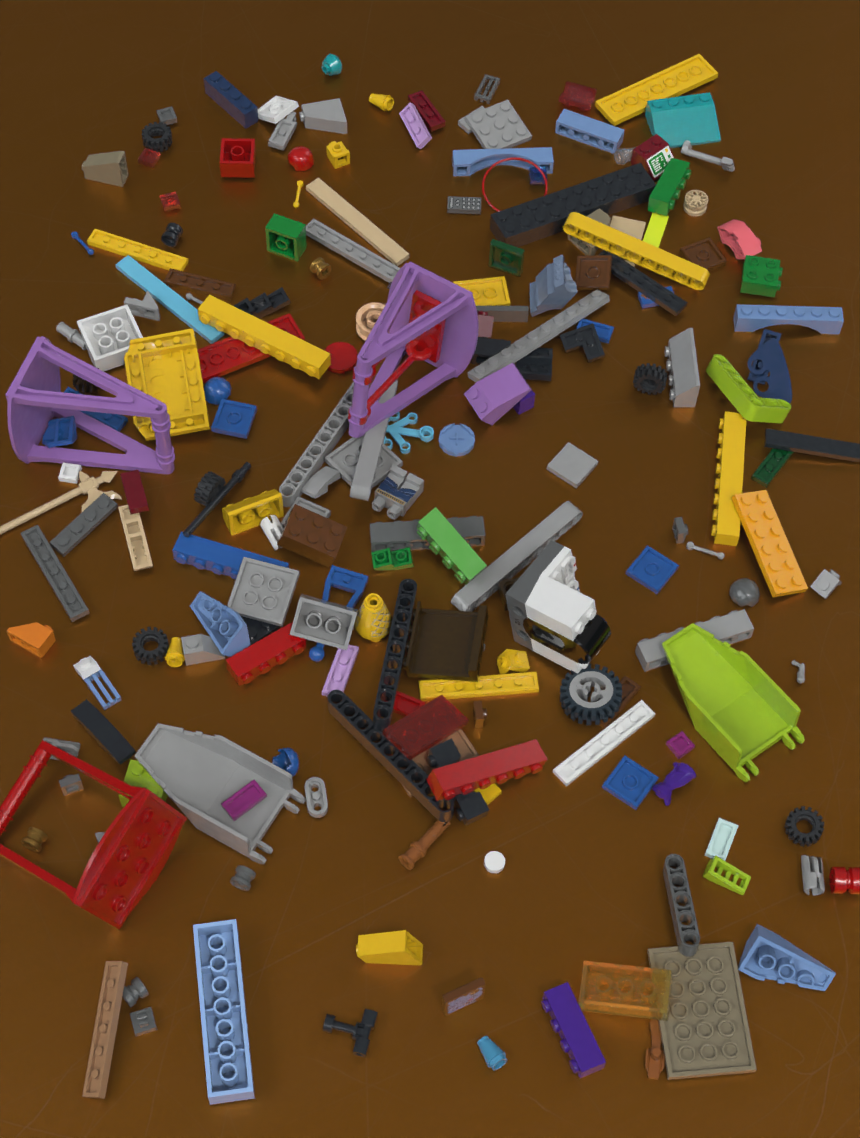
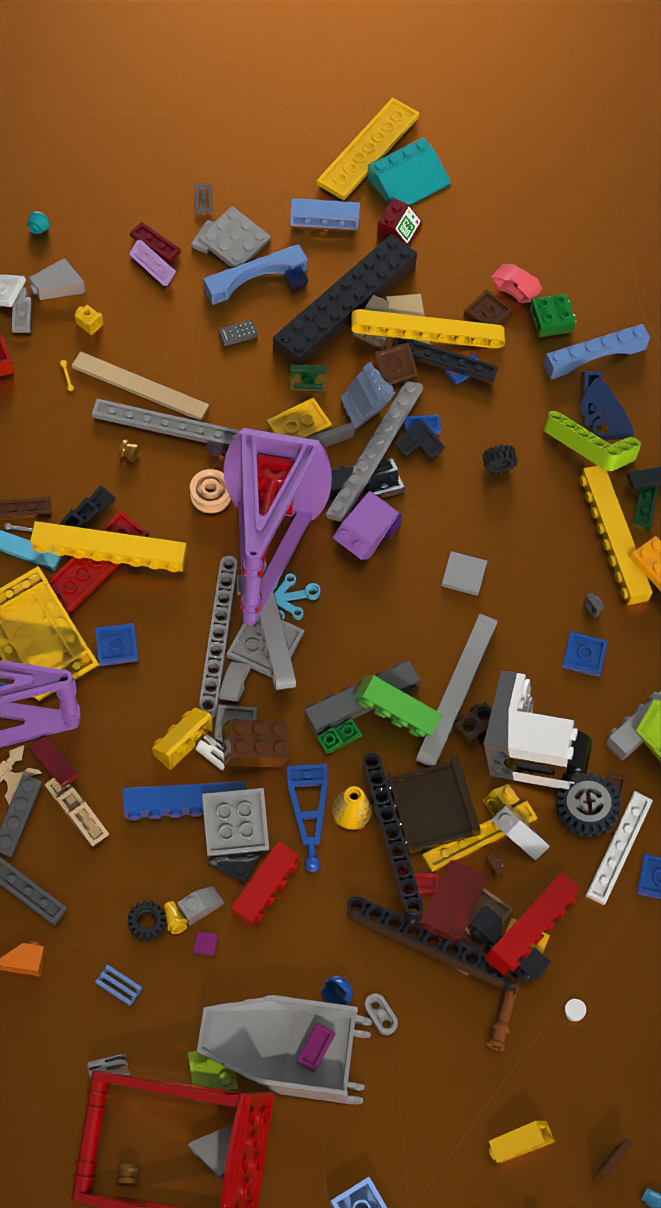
camera: 25 degrees left, 5 degrees up
(71, 784) = (136, 1100): dark grey plate -> none
(86, 667) = (93, 969): white plate -> none
(103, 732) = (143, 1032): black slope -> none
(192, 683) = (205, 944): none -> magenta tile
(208, 488) = (130, 731): black tyre -> none
(217, 389) = (85, 619): blue hair -> none
(222, 624) = (209, 871): medium blue wedge -> none
(236, 478) = (148, 706): black bar -> none
(243, 878) = (350, 1127): dark grey wheel -> none
(286, 237) = (80, 429): green brick -> none
(301, 158) = (52, 336): red hair -> none
(323, 622) = (309, 830): light grey slope -> none
(340, 669) = (342, 871): lavender tile -> none
(342, 357) = (194, 536): red tile -> none
(382, 101) = (106, 246): yellow cone -> none
(397, 492) = (310, 671): light grey hips -> none
(456, 439) = (343, 586): medium blue tile -> none
(506, 159) = (266, 268): red piece -> none
(514, 691) = (520, 831): none -> light grey slope
(578, 96) = (297, 179): clear red bracket -> none
(623, 155) = (369, 229): clear cone -> none
(655, 229) = (432, 298): neon yellow tile -> none
(669, 186) = (428, 249): green brick -> none
(682, 369) = (526, 437): light grey slope -> none
(690, 545) = (607, 616): light grey hinge -> none
(694, 203) = (458, 259): tan wheel -> none
(726, 163) = (468, 206): light grey hinge -> none

